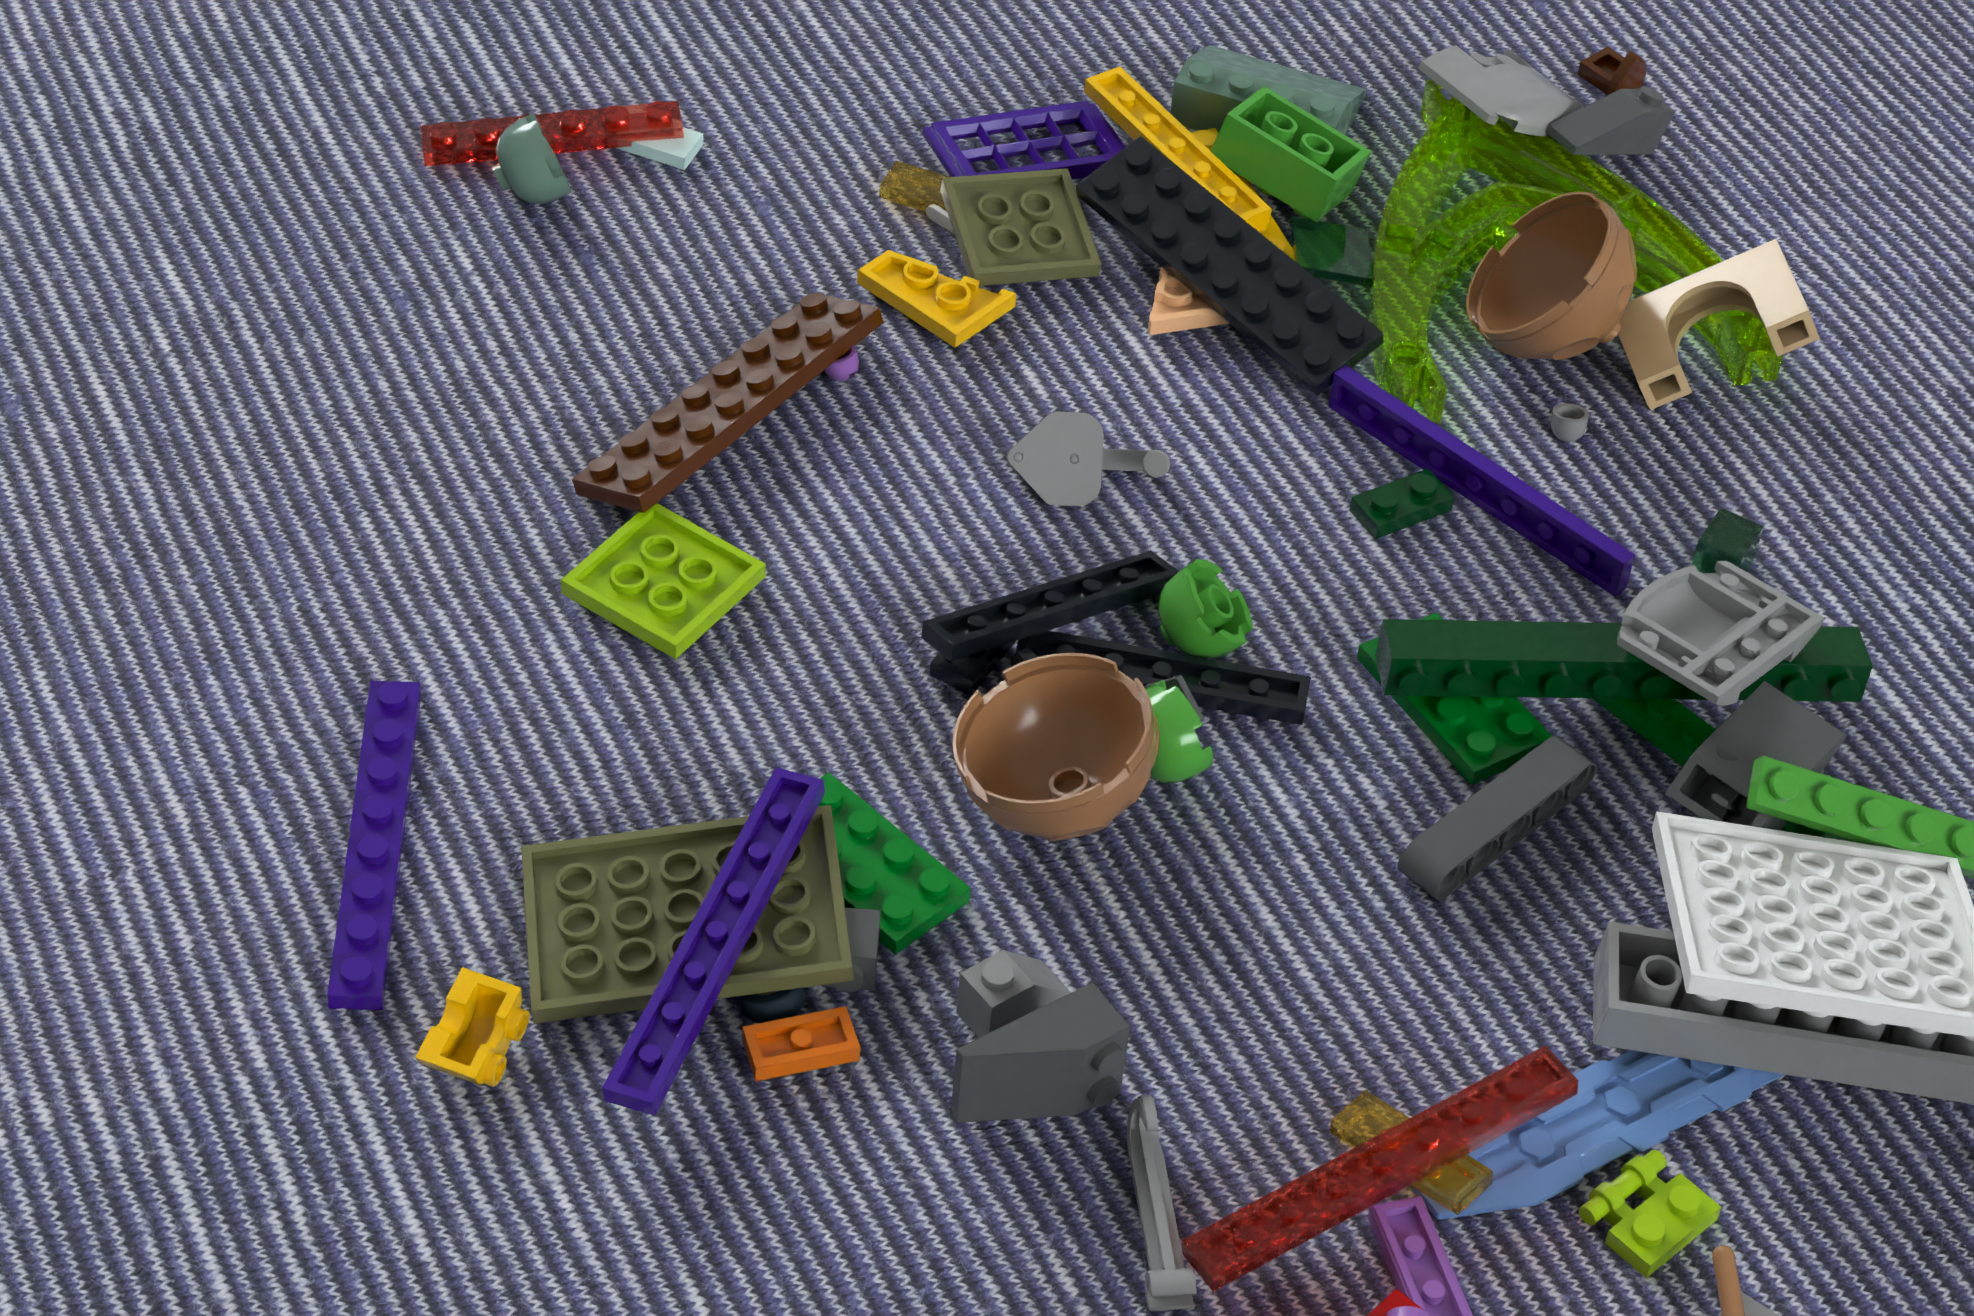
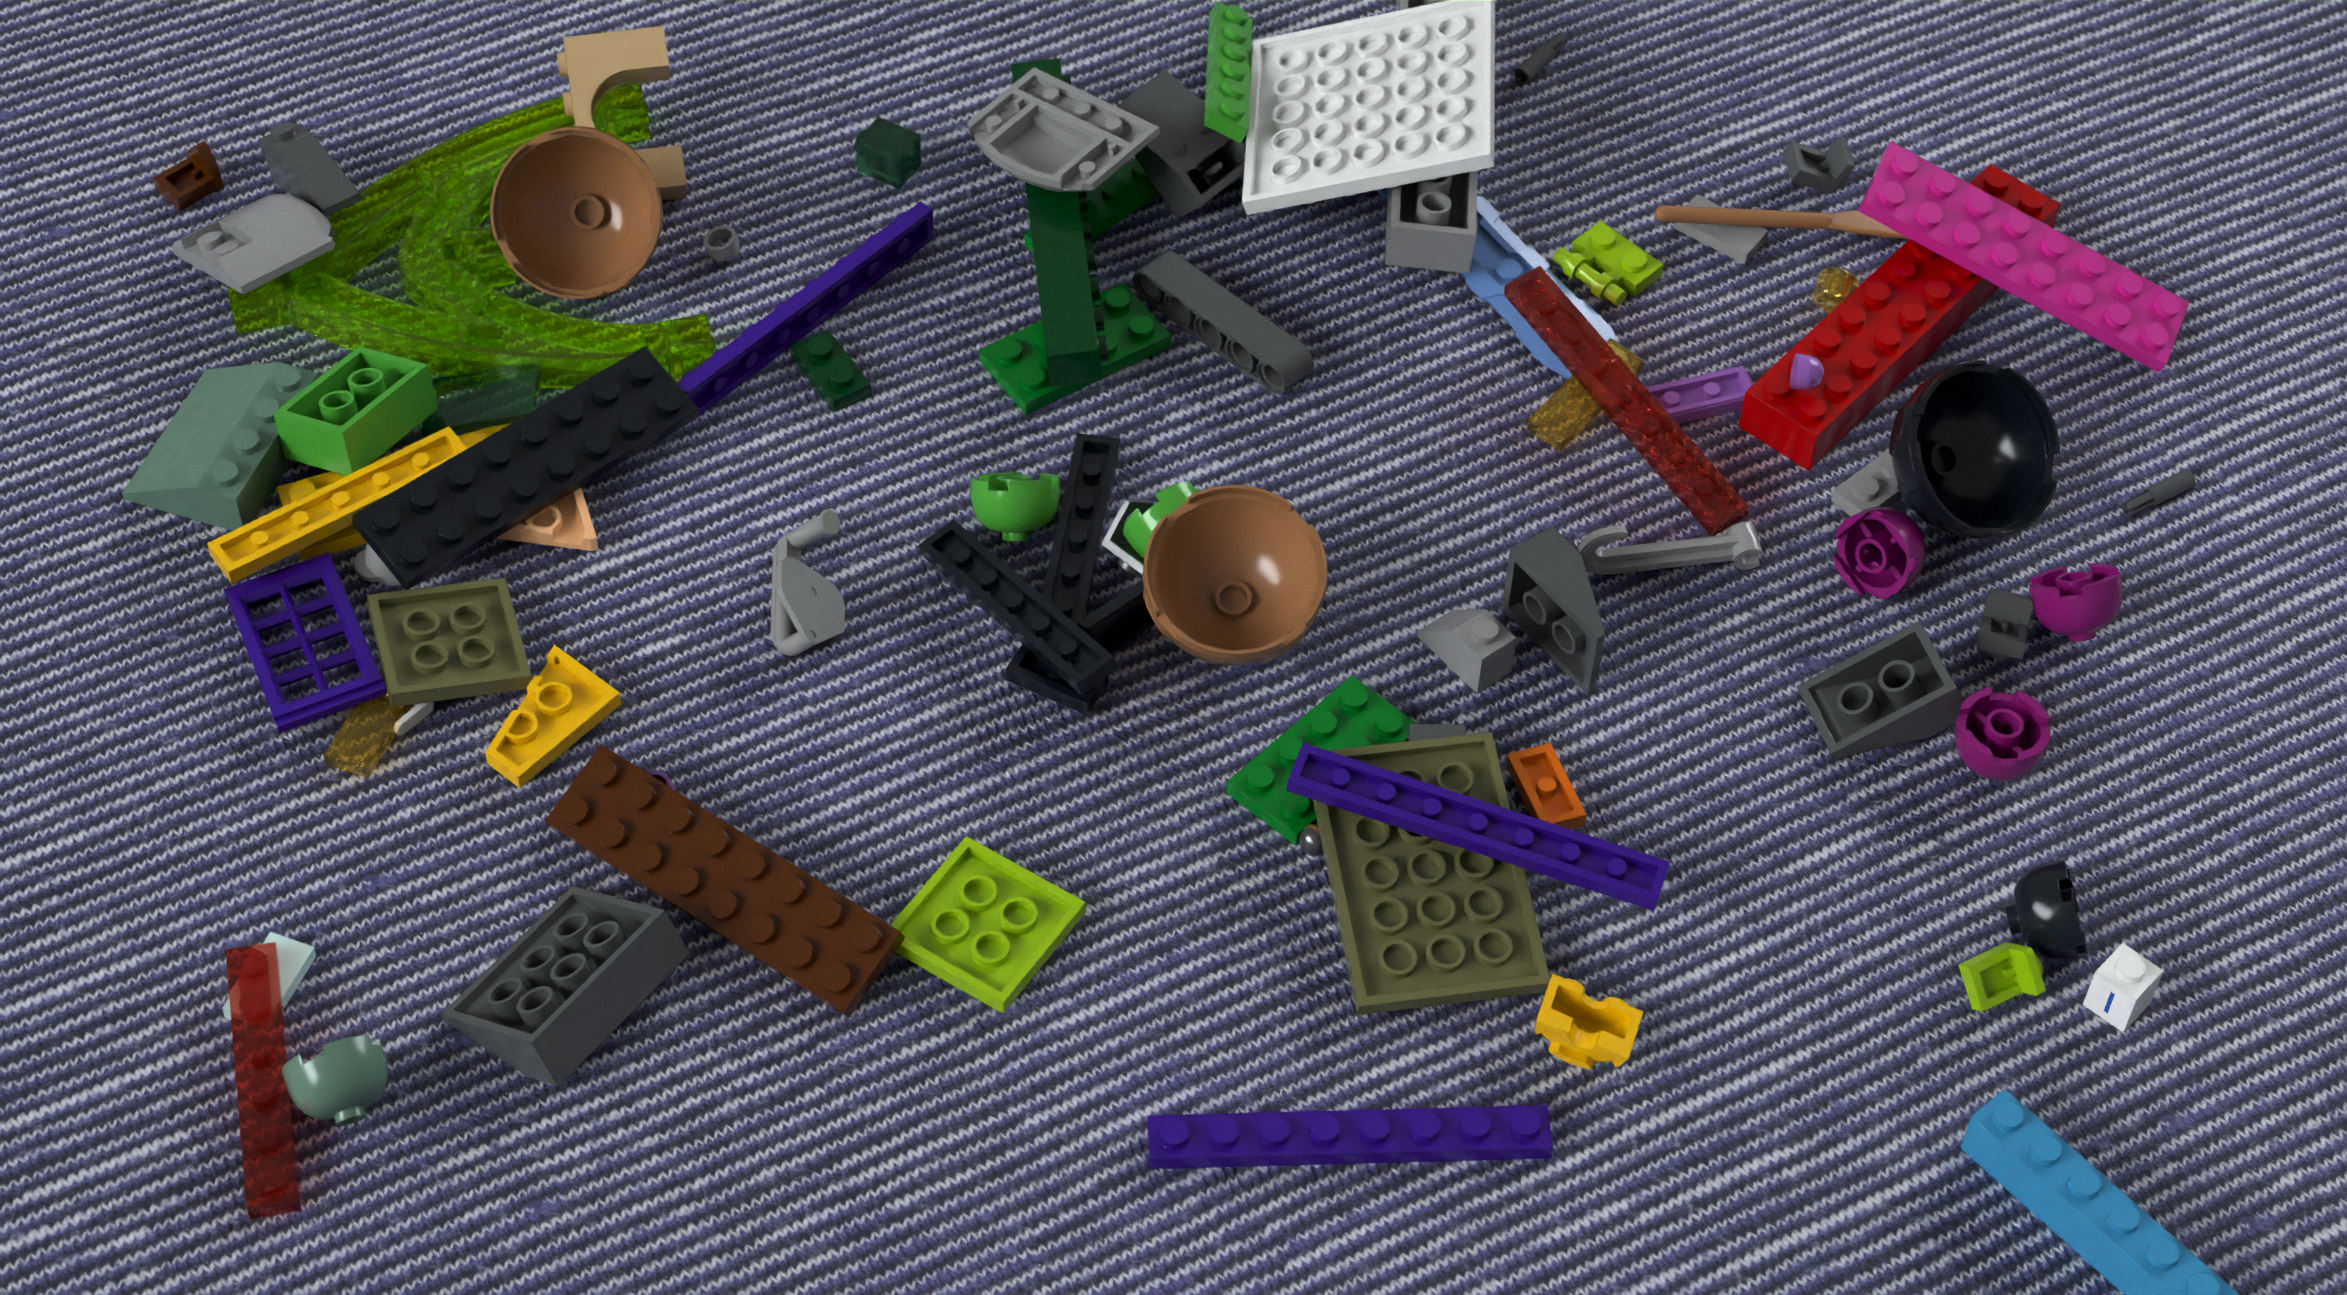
camera: 90 degrees left, 5 degrees up
(621, 303) = (568, 983): none -> dark grey slope

